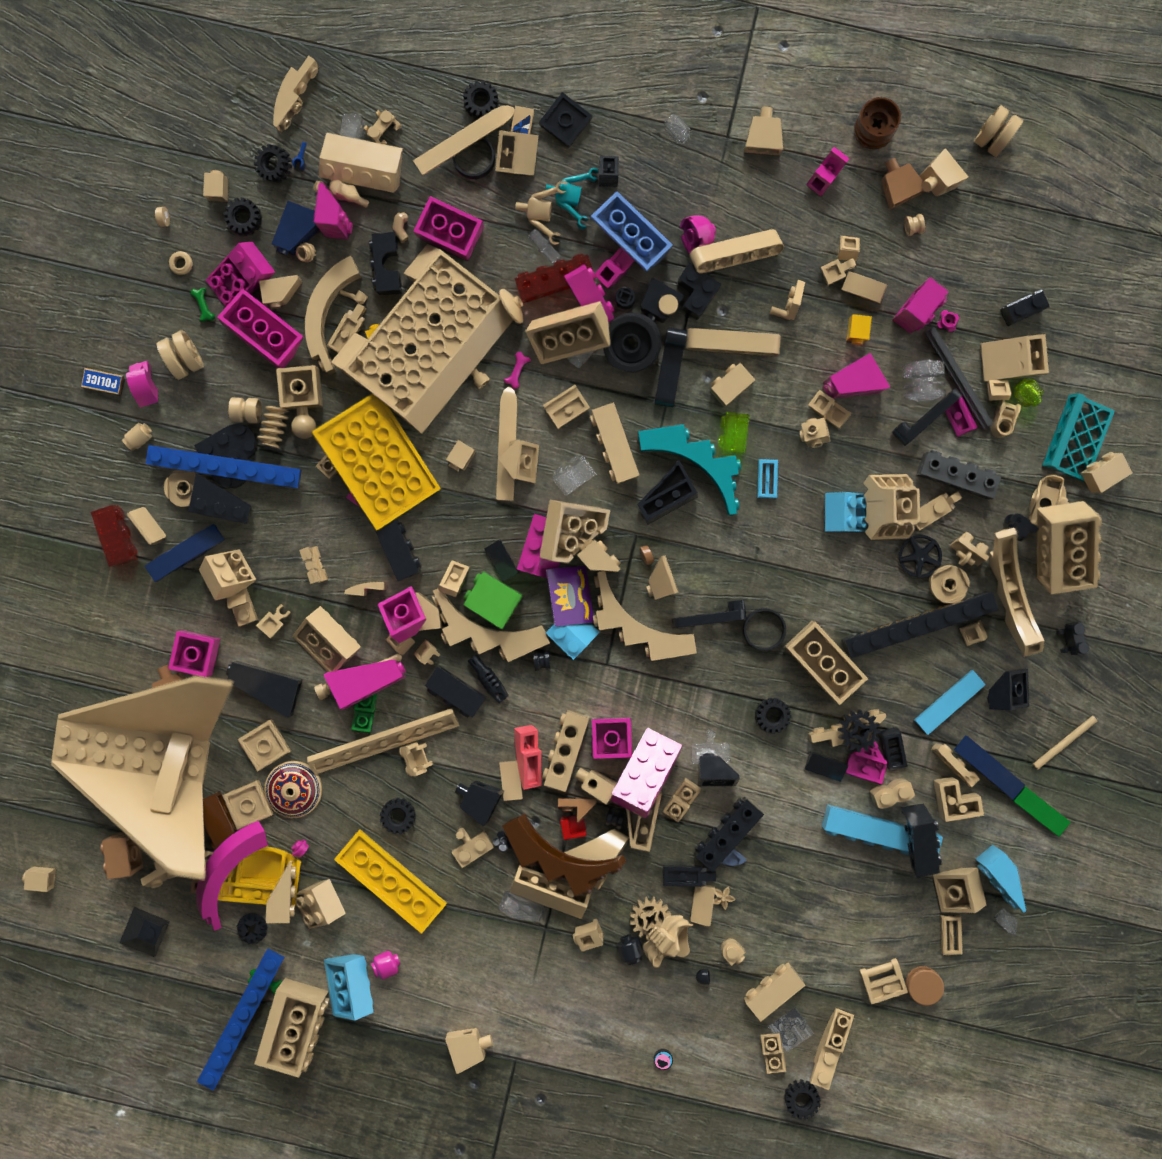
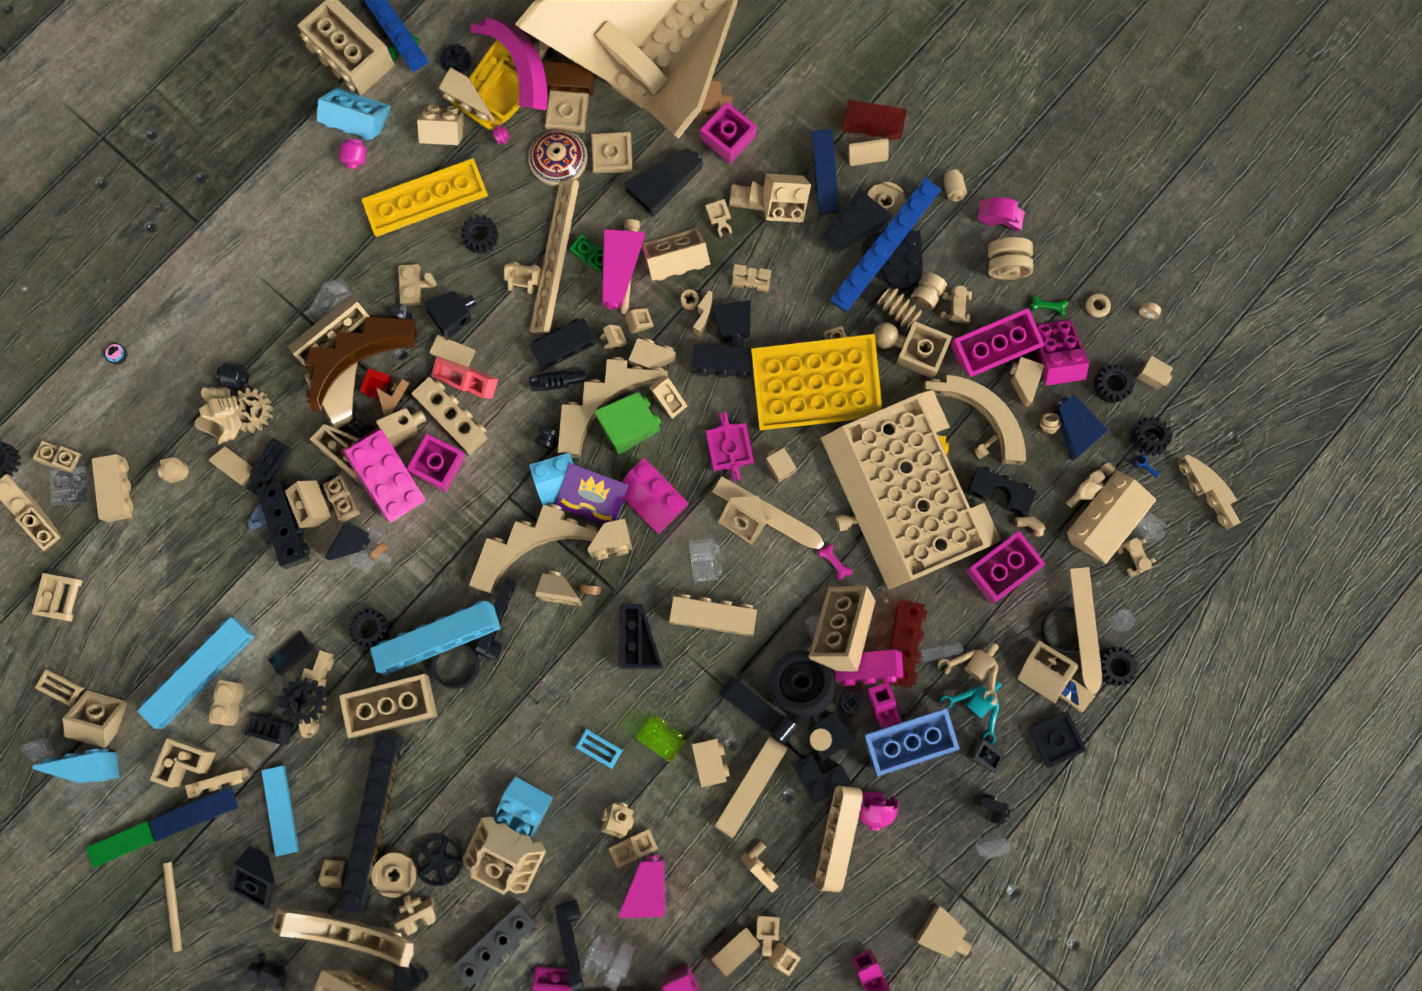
camera: 115 degrees right, 10 degrees down
(102, 381) = (1022, 181): tile -> none
(244, 379) = (958, 305): none -> tan piece
(330, 216) = (1074, 461): dark pink slope -> none
(350, 324) = (959, 425): tan hinge -> none
(355, 603) = (687, 293): none -> tan bush
(360, 559) = (733, 321): none -> black torso
(402, 614) = (659, 330): dark pink slope -> none
(441, 109) = (1125, 617): none -> clear wheel
(467, 1048) = (235, 185): tan torso -> none
(468, 505) = (729, 447): none -> dark pink plate
(501, 560) = (662, 451): black slope -> none
(512, 305) = (899, 587): tan dish -> none
(566, 406) = (774, 589): tan plate -> none
(571, 529) = (653, 528): tan brick -> none
(588, 935) = (268, 345): tan brick -> none
(648, 135) = (1001, 812): none -> black bracket
(674, 441) = (632, 705): teal arch -> none
(701, 823) = (308, 504): none -> tan brick
(703, 977) = (166, 430): black hinge -> none
(708, 742) = (378, 550): none -> medium nougat tile
(723, 897) = (228, 488): tan plant -> none
(753, 656) = (435, 637): none -> medium azure brick
(859, 329) = (696, 922): yellow brick -> none
(867, 765) = (265, 695): dark pink slope -> none
(923, 842) = (162, 704): black wedge -> none
(924, 985) = (27, 634): medium nougat head -> none
(936, 509) = (475, 904): tan hinge -> none

